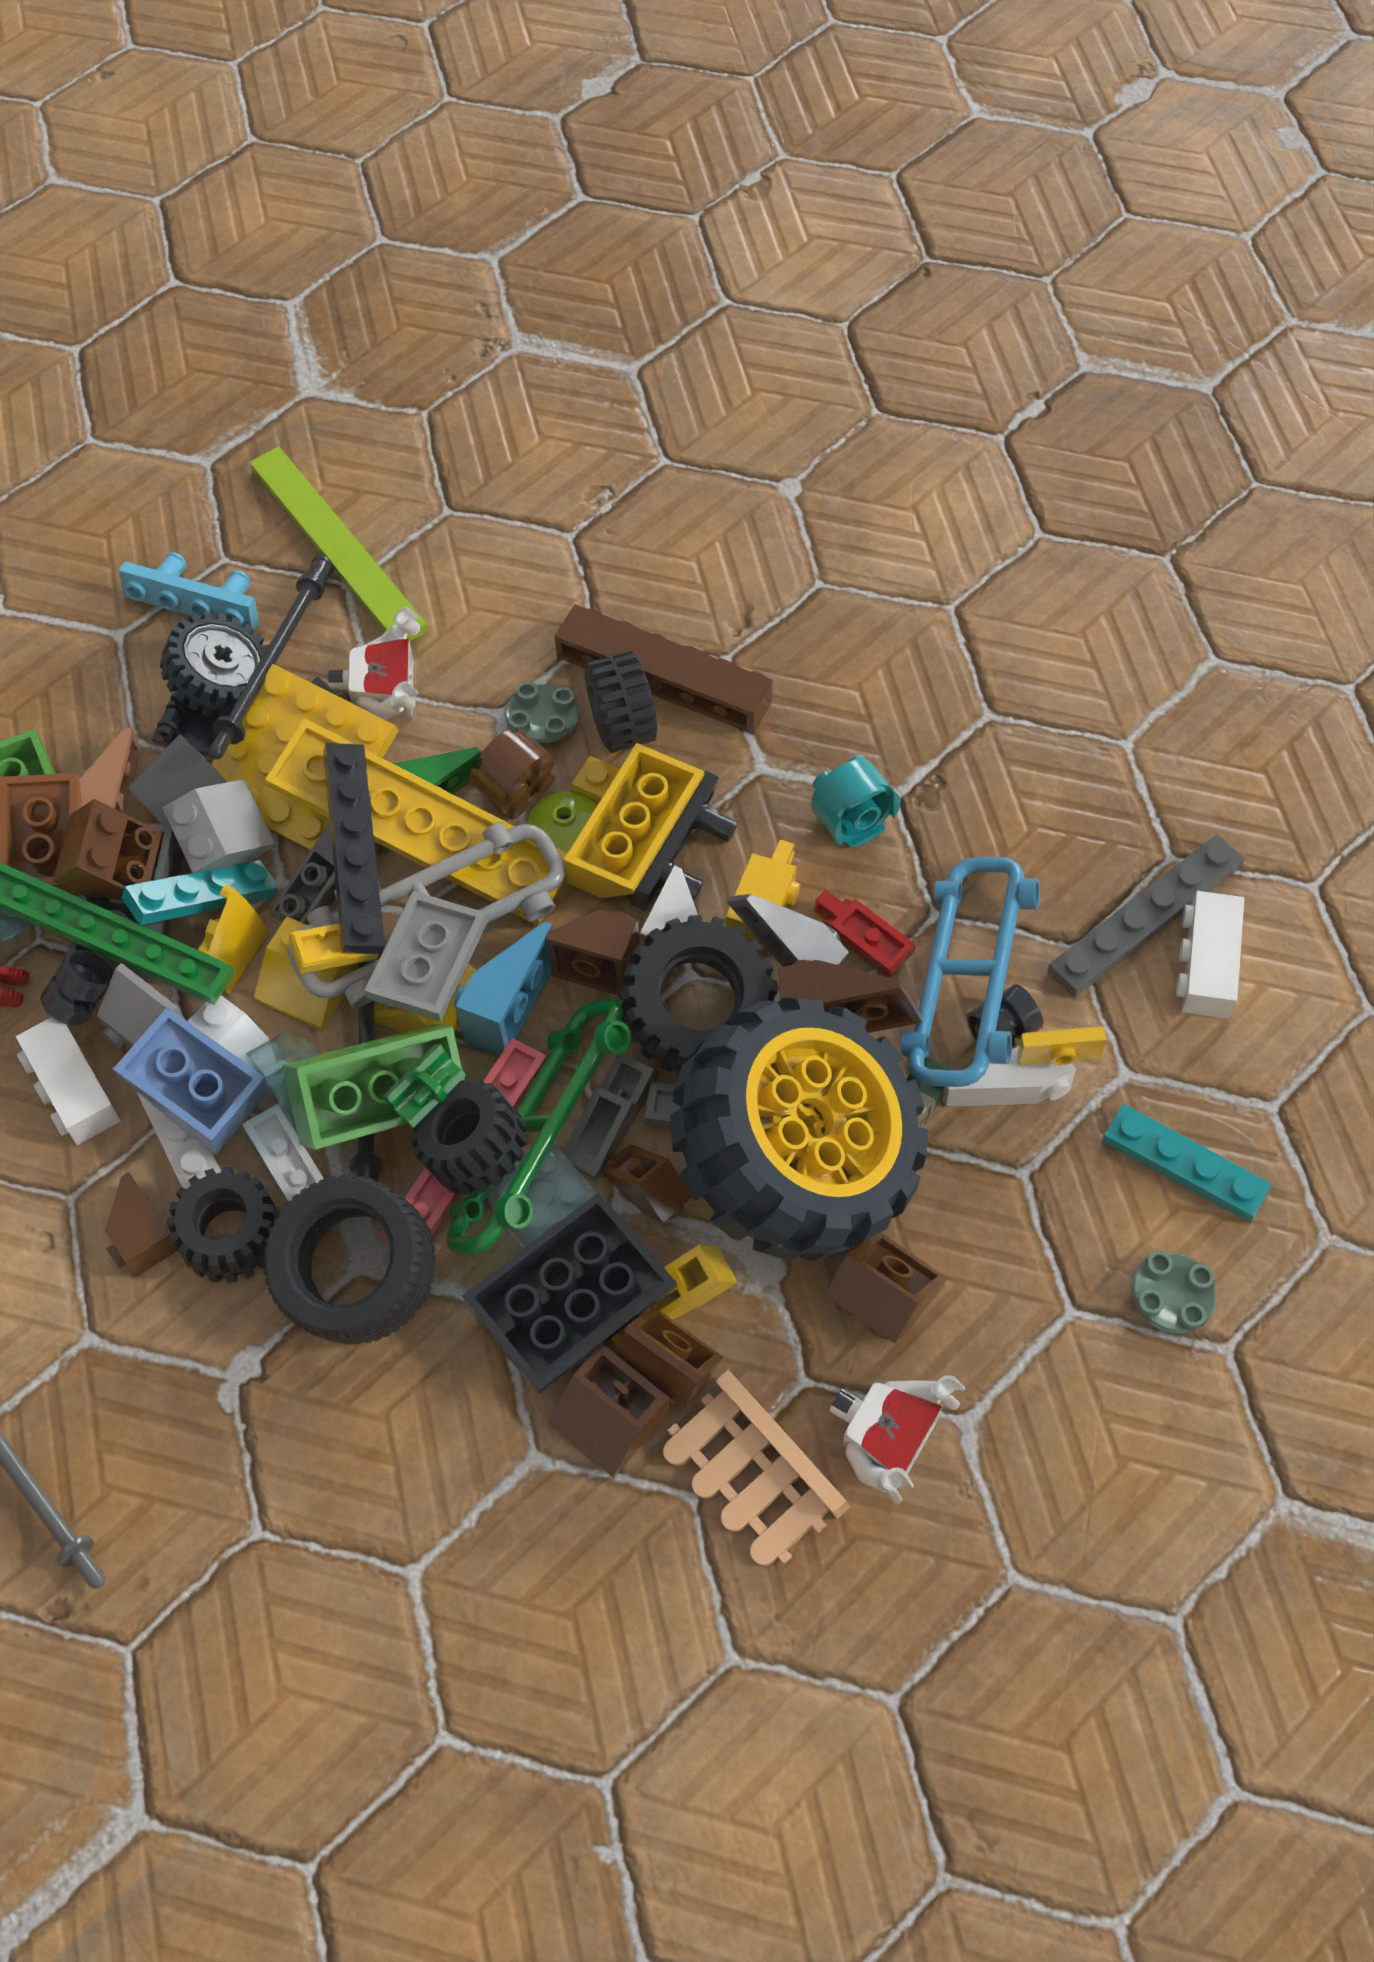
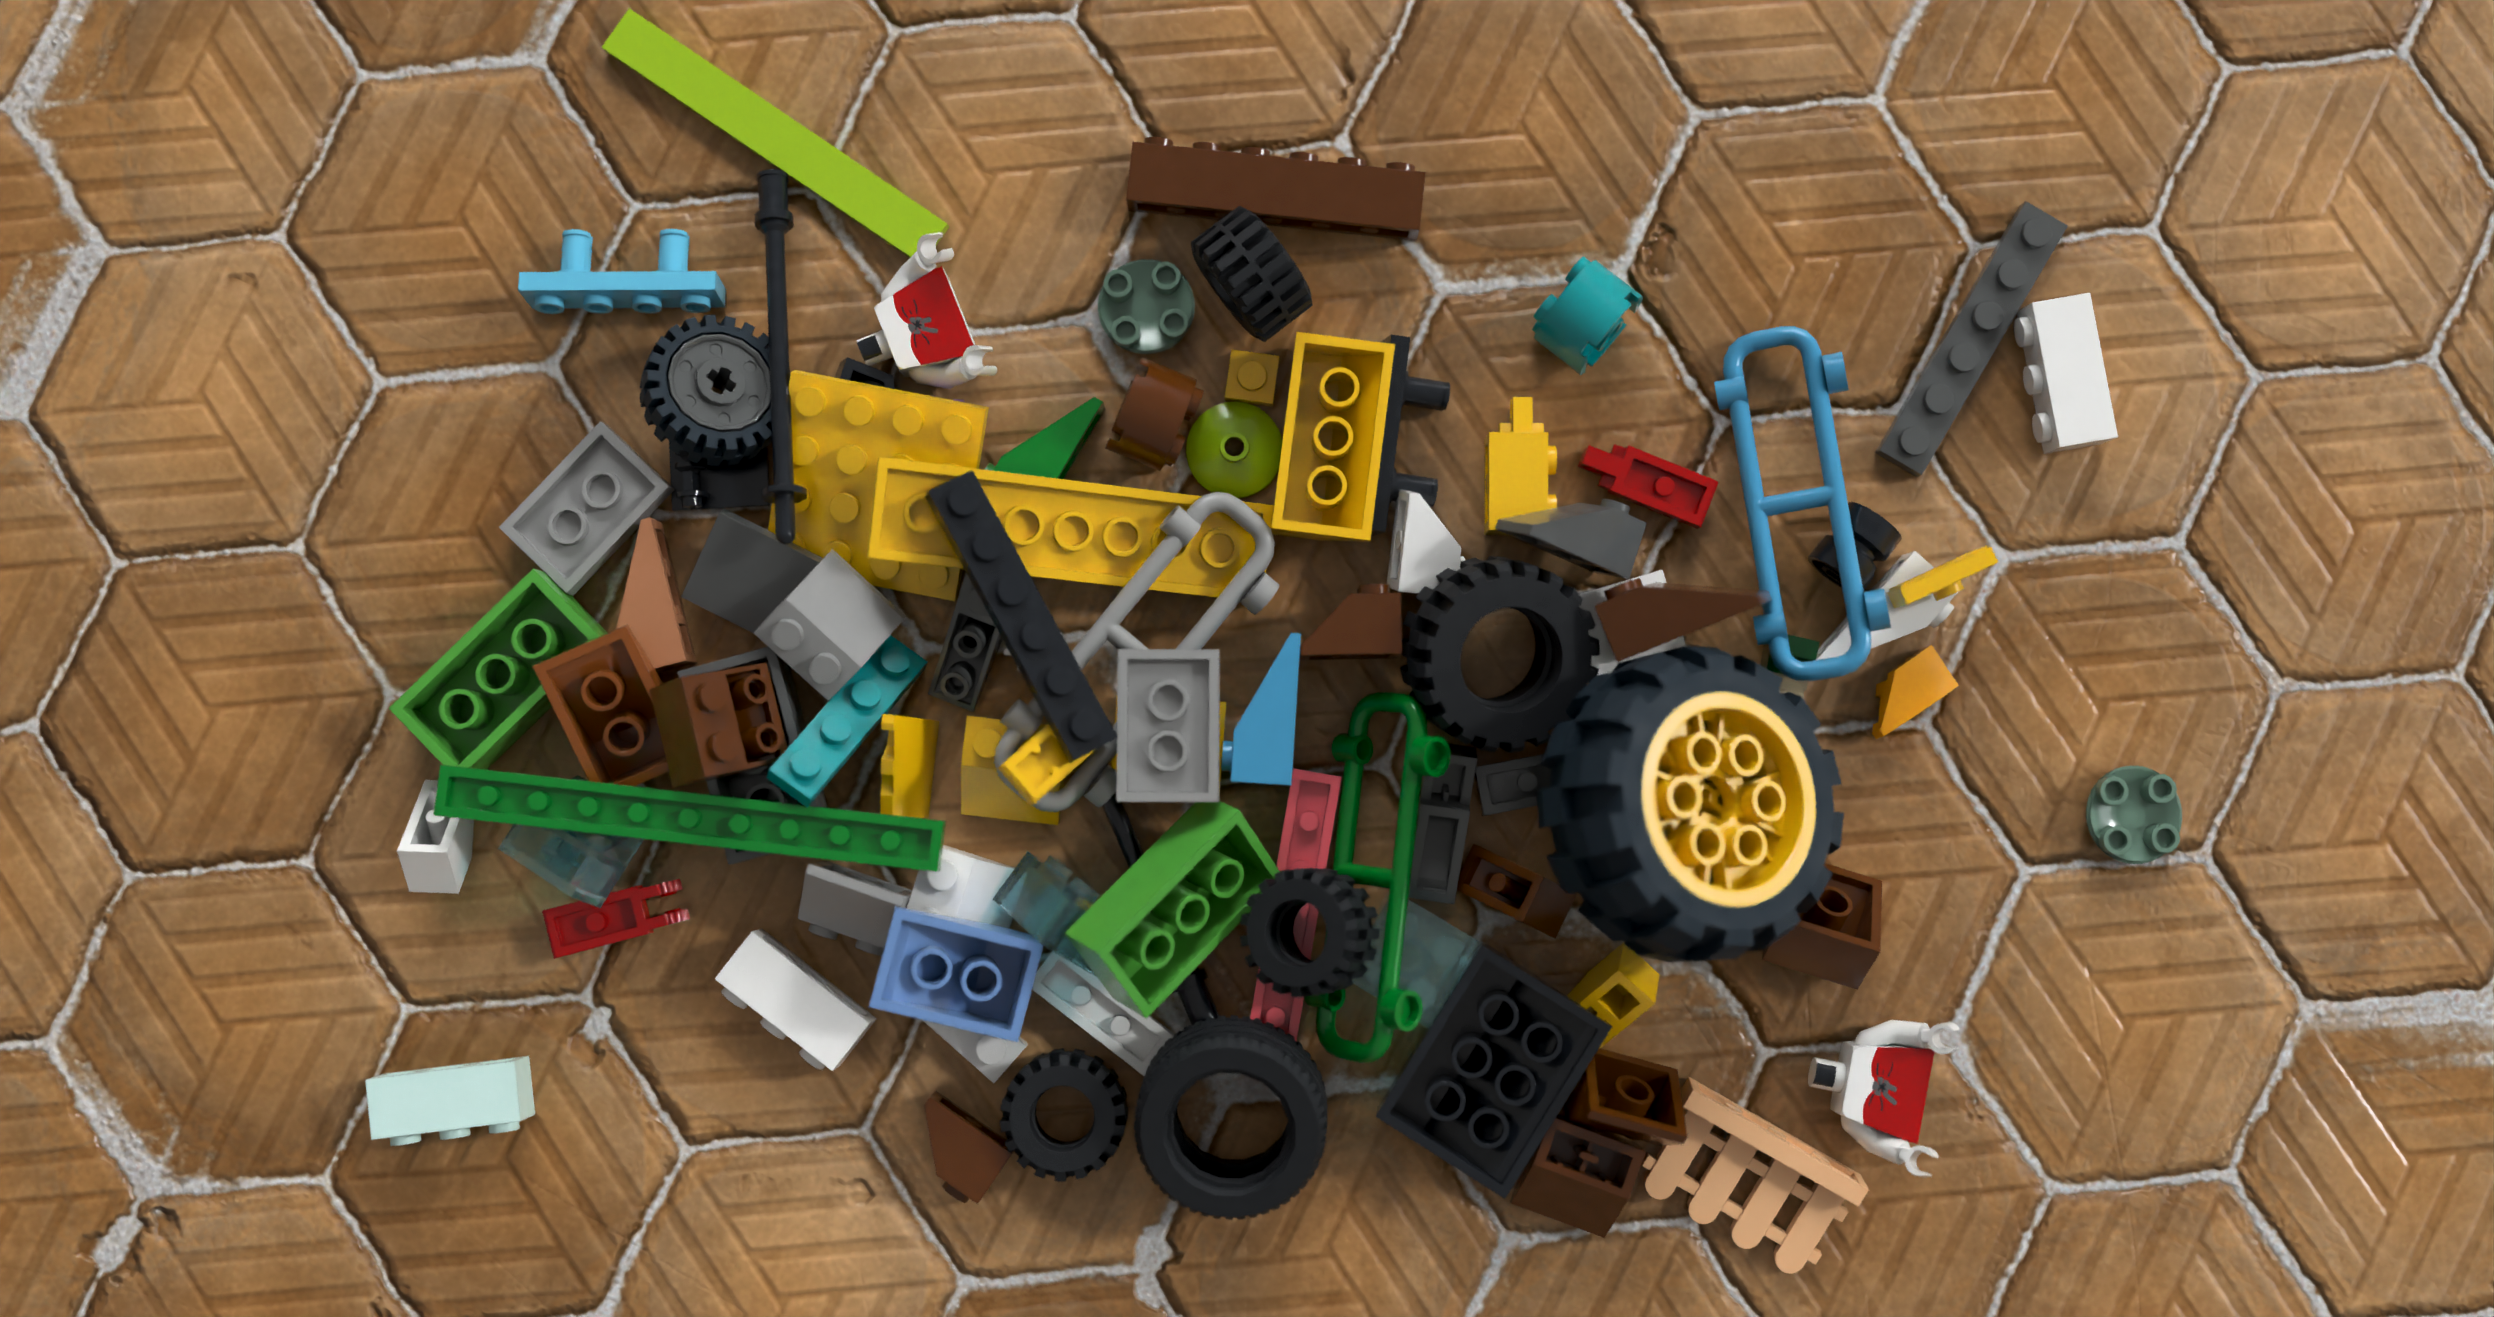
camera: 20 degrees left, 25 degrees up
(76, 987) = (761, 898): black wheel -> none
(92, 717) = (586, 508): none -> light grey plate
(424, 1086) = (1241, 902): green hips -> none
(1019, 1138) = (1911, 689): none -> light orange slope
(1186, 1162) = (2104, 649): teal plate -> none

